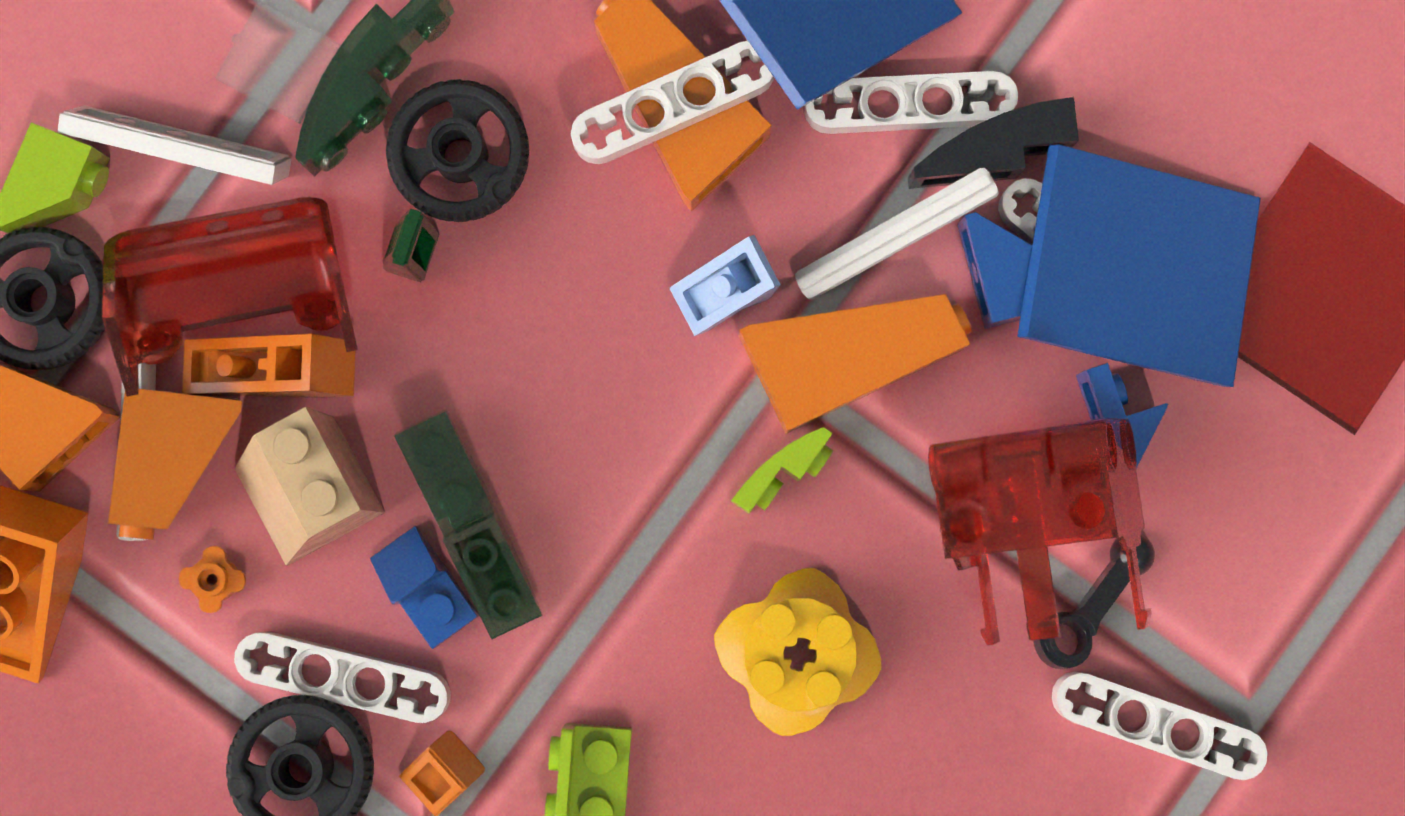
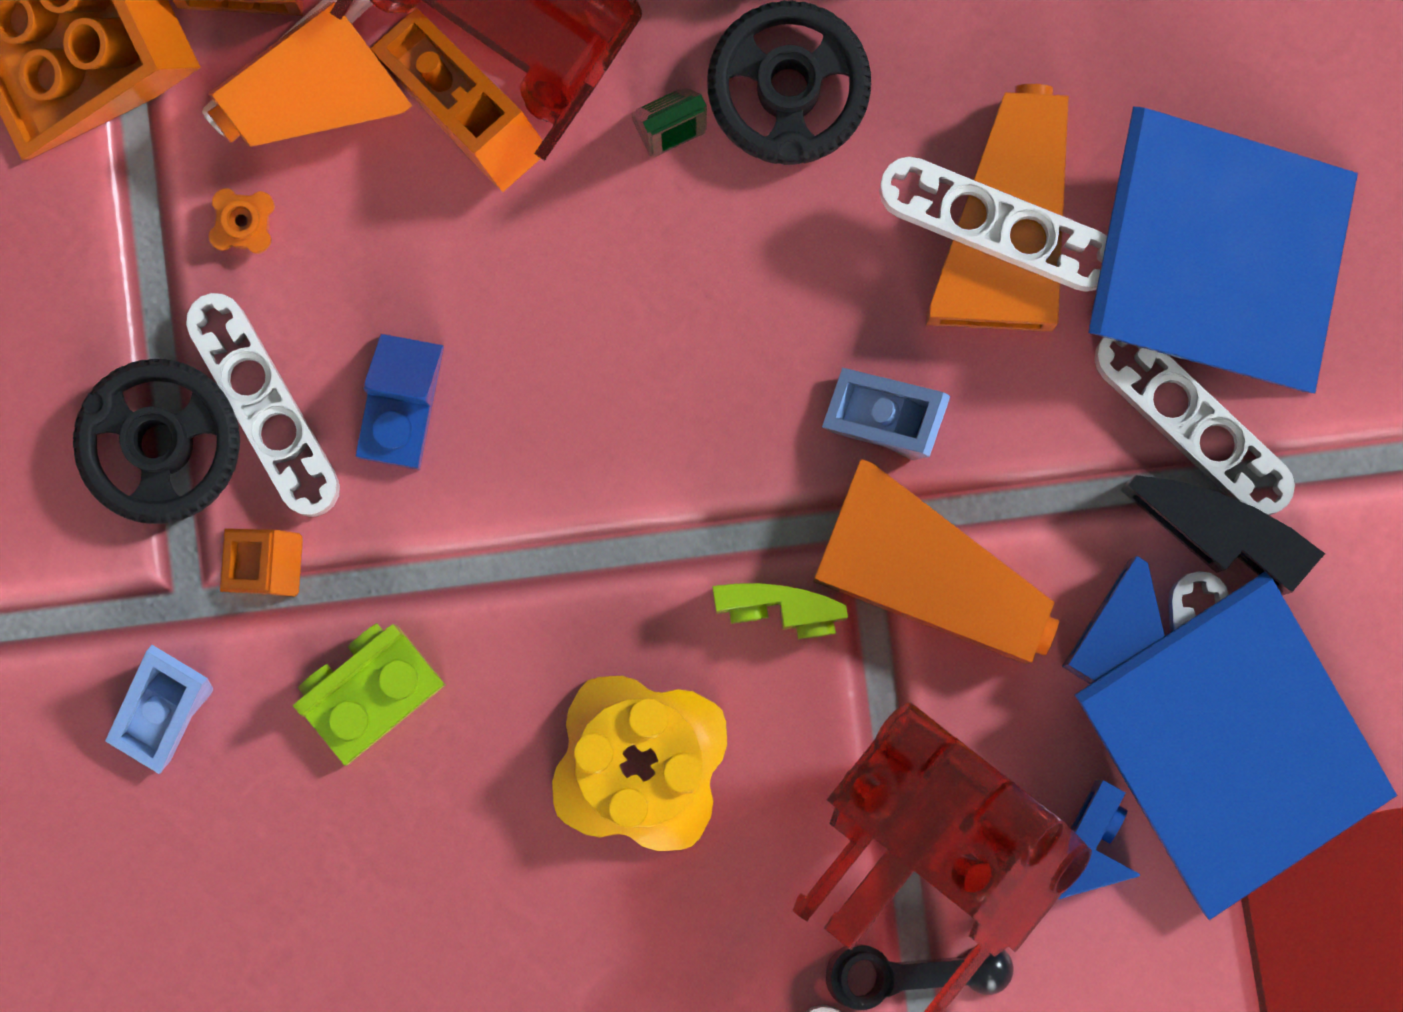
camera: 45 degrees right, 0 degrees up
(306, 483) = (392, 223): tan slope -> none
(469, 524) = (487, 388): clear green slope -> none
(897, 233) = (1068, 514): white axle -> none

